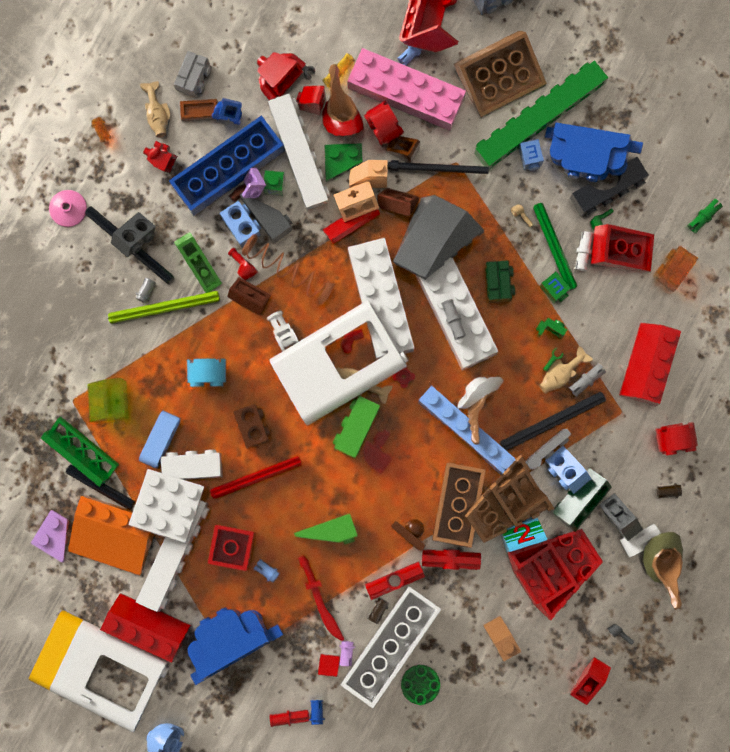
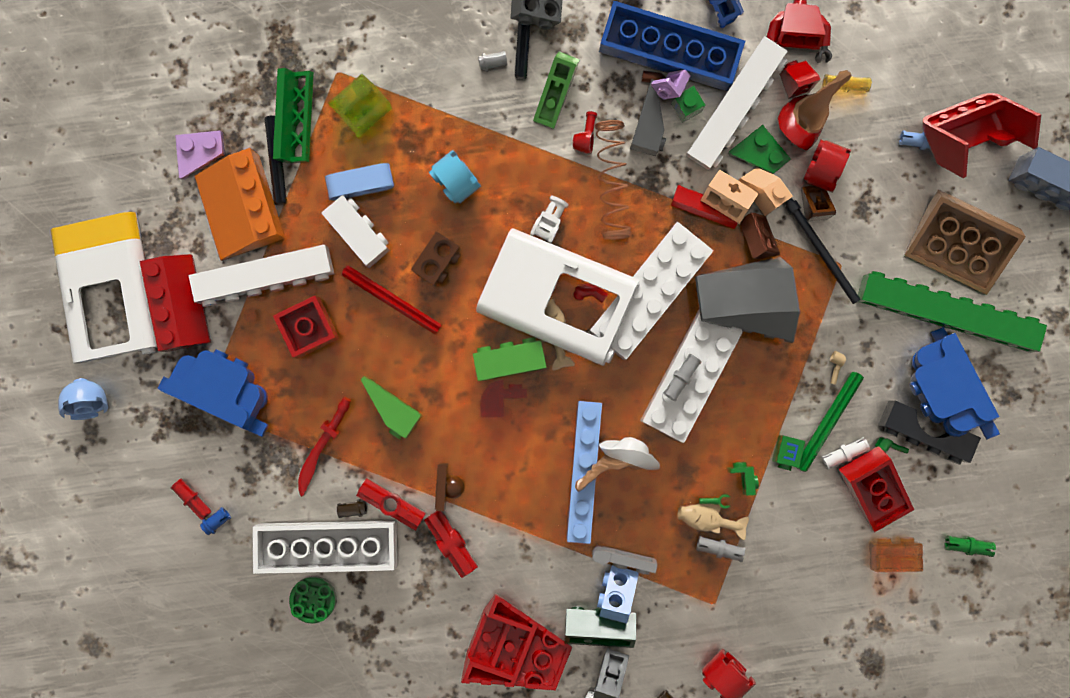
camera: 50 degrees right, 5 degrees up
(163, 307) = (489, 90): lime axle -> none
(166, 506) = (298, 235): white plate -> none
(237, 225) = (621, 101): light blue brick -> none
(248, 295) = (560, 162): copper slope -> none
(267, 571) = (310, 376): light blue pin -> none
(328, 665) = (266, 500): red slope -> none
(346, 653) = (290, 508): lavender pin -> none
(403, 382) = (587, 373): red plate -> none
(406, 89) = (878, 162): bright pink brick -> none
(459, 492) = (505, 514): medium nougat brick -> none
(499, 282) = (753, 393): dark green brick -> none
(502, 638) = (410, 646): medium nougat slope -> none
(508, 502) = (543, 560): medium nougat wedge -> none
(524, 535) = (523, 595): slope -> none
(531, 155) = (903, 332): medium blue brick -> none
(553, 421) = (655, 544): black axle -> none
(650, 363) = (782, 598): red slope -> none

